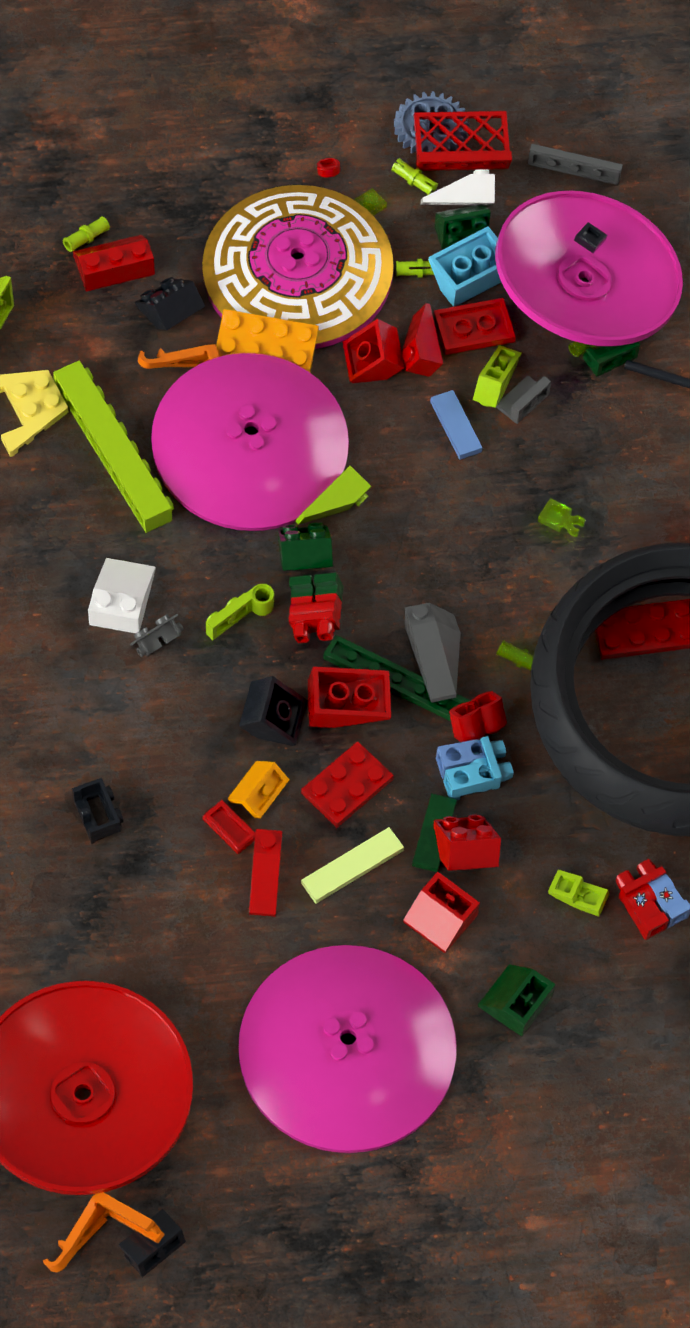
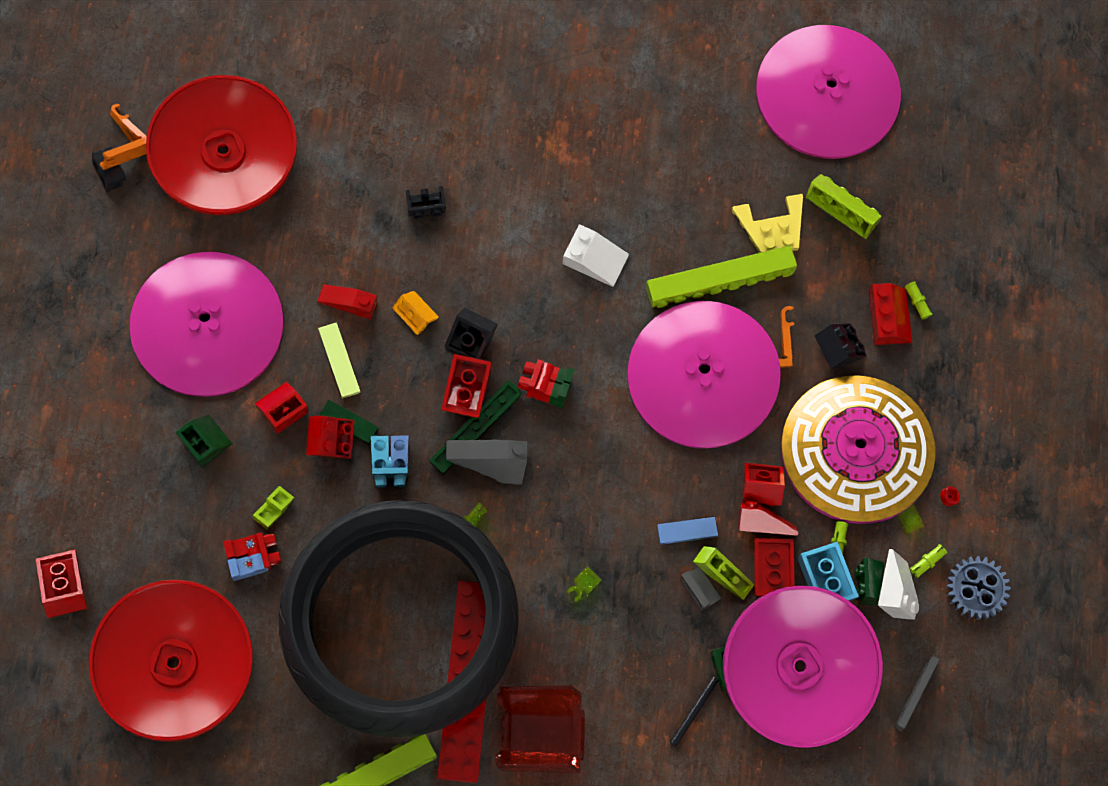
camera: 100 degrees right, 10 degrees up
(165, 628) = (559, 278): dark grey hinge -> none
(229, 827) = (392, 287): red tile -> none
(239, 607) = (562, 331): lime plate -> none
(268, 336) = (791, 407): light orange plate -> none
(305, 546) = (602, 389): dark green slope -> none
(340, 496) = (638, 423): lime slope -> none
(347, 784) = (403, 373): red plate -> none
(460, 159) = (936, 604): red fence -> none
(478, 717) = (425, 471): red brick -> none
(590, 237) = (829, 673): black tile -> none

